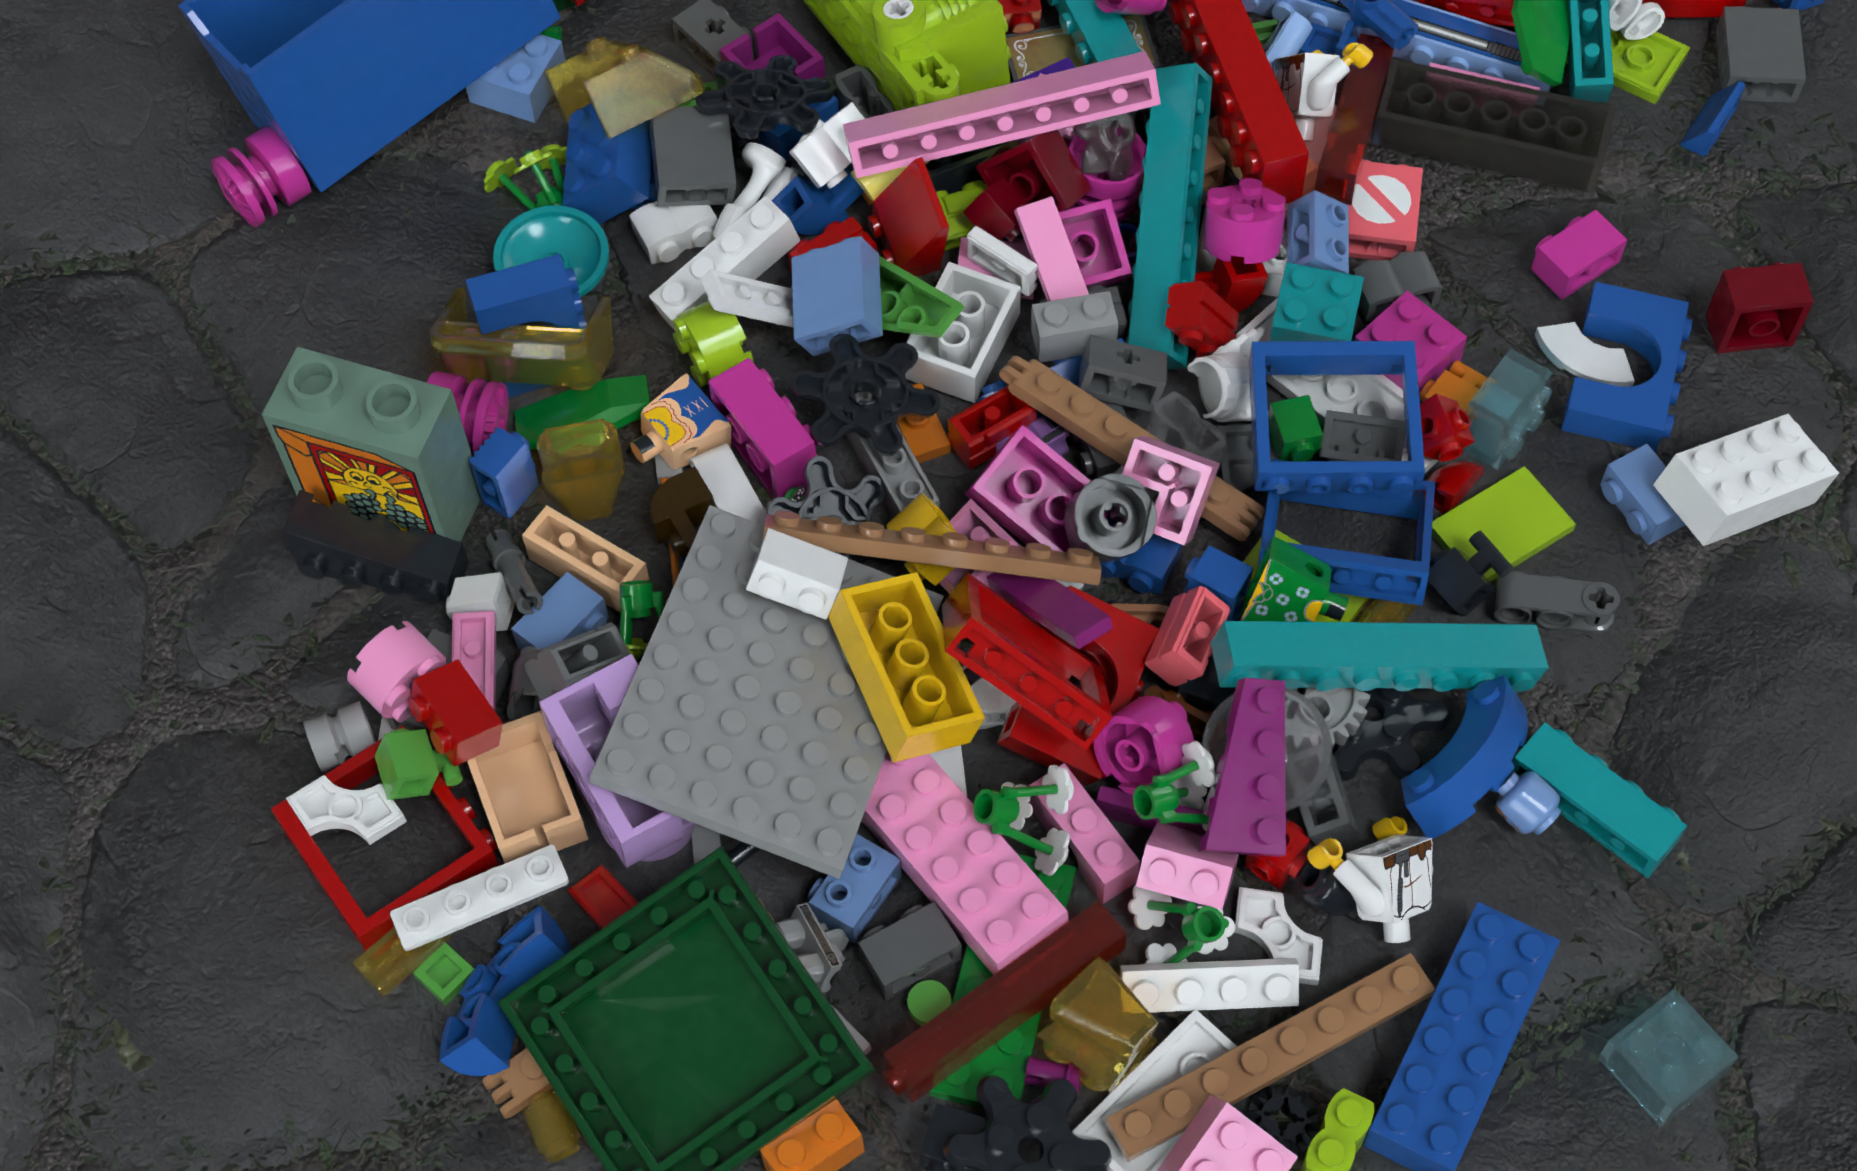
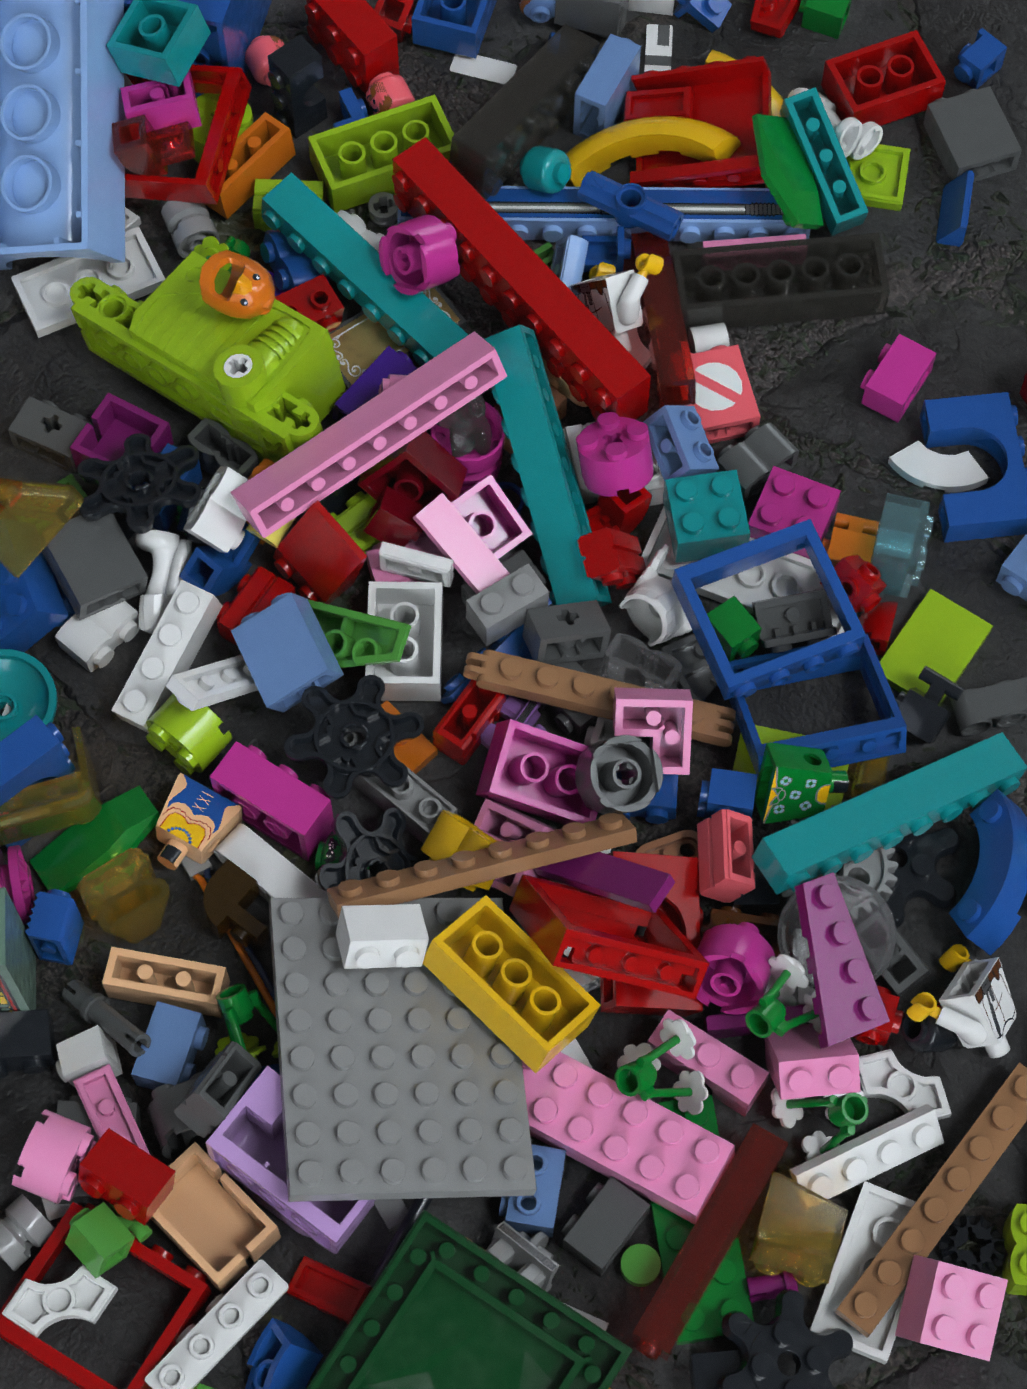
camera: 25 degrees left, 5 degrees up
(1398, 153) = (707, 336): none -> white brick

